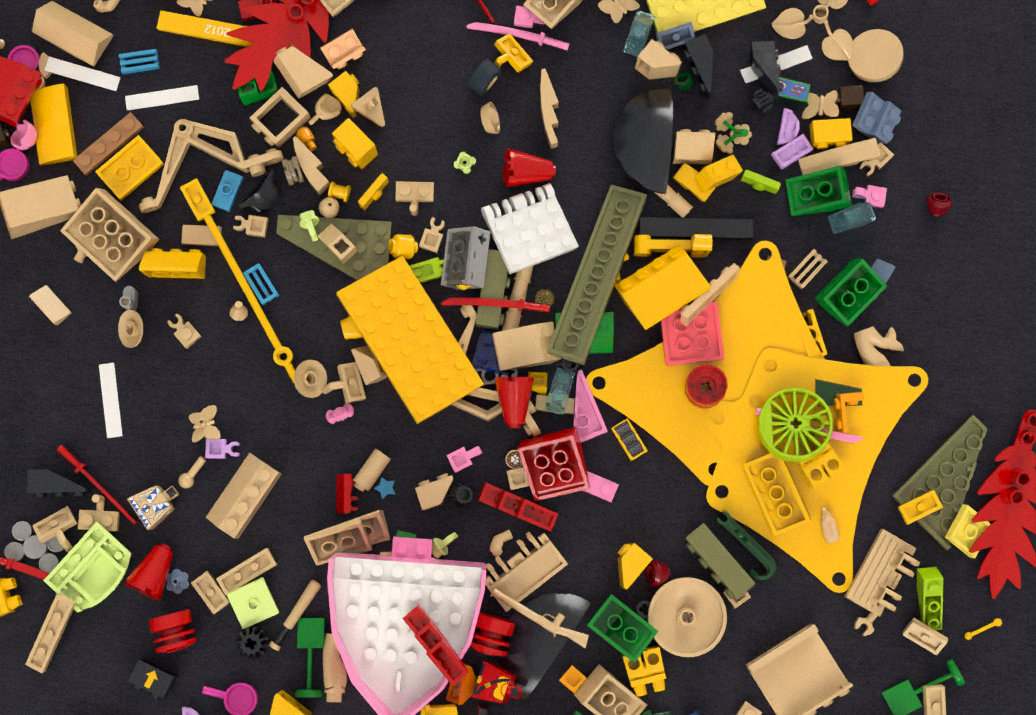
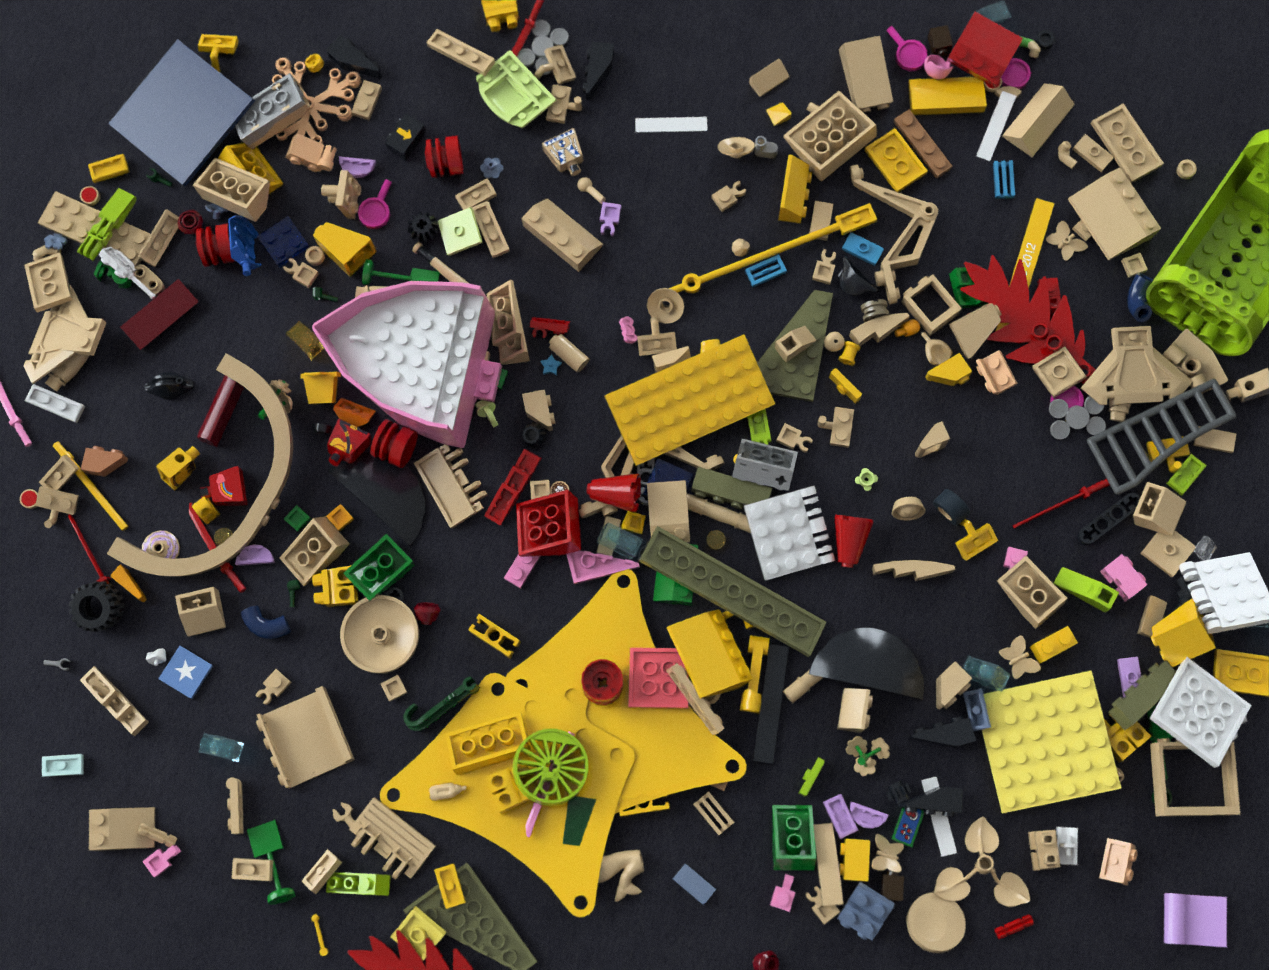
camera: 105 degrees right, 5 degrees down
(80, 467) = (610, 91): red sword -> none
(88, 290) = (779, 114): none -> yellow slope
(152, 572) = (502, 144): red cone -> none
(162, 97) = (965, 198): white sticker -> none
(203, 424) = (635, 203): tan piece -> none
(309, 221) = (821, 320): yellowish green piece -> none
(355, 144) = (894, 371): yellow brick -> none
(370, 107) = (933, 392): tan piece -> none
(403, 246) = (786, 407): yellow head -> none
(420, 101) = (933, 441): none -> tan tile
(436, 645) = (385, 374): red slope -> none
(461, 458) = (568, 439): bright pink plate -> none
(497, 303) = (711, 511): red sword -> none
(497, 542) = (483, 464): tan arm -> none
(520, 34) = (989, 572): bright pink sword -> none
(579, 638) = (376, 524): tan piece -> none
(629, 439) = (563, 604): tile -> none
(631, 564) = (440, 583): yellow slope -> none
(679, 500) = (494, 628): none -> yellow piece
(686, 178) = (819, 708): yellow slope -> none
(687, 84) = (926, 718): dark green piece -> none
(718, 173) = (824, 732): yellow brick -> none
(720, 562) = (427, 674): olive brick -> none
(839, 405) = (569, 830): light orange bracket -> none
(851, 217) = (761, 868): clear light blue slope -> none
(851, 291) = (682, 852): green slope -> none

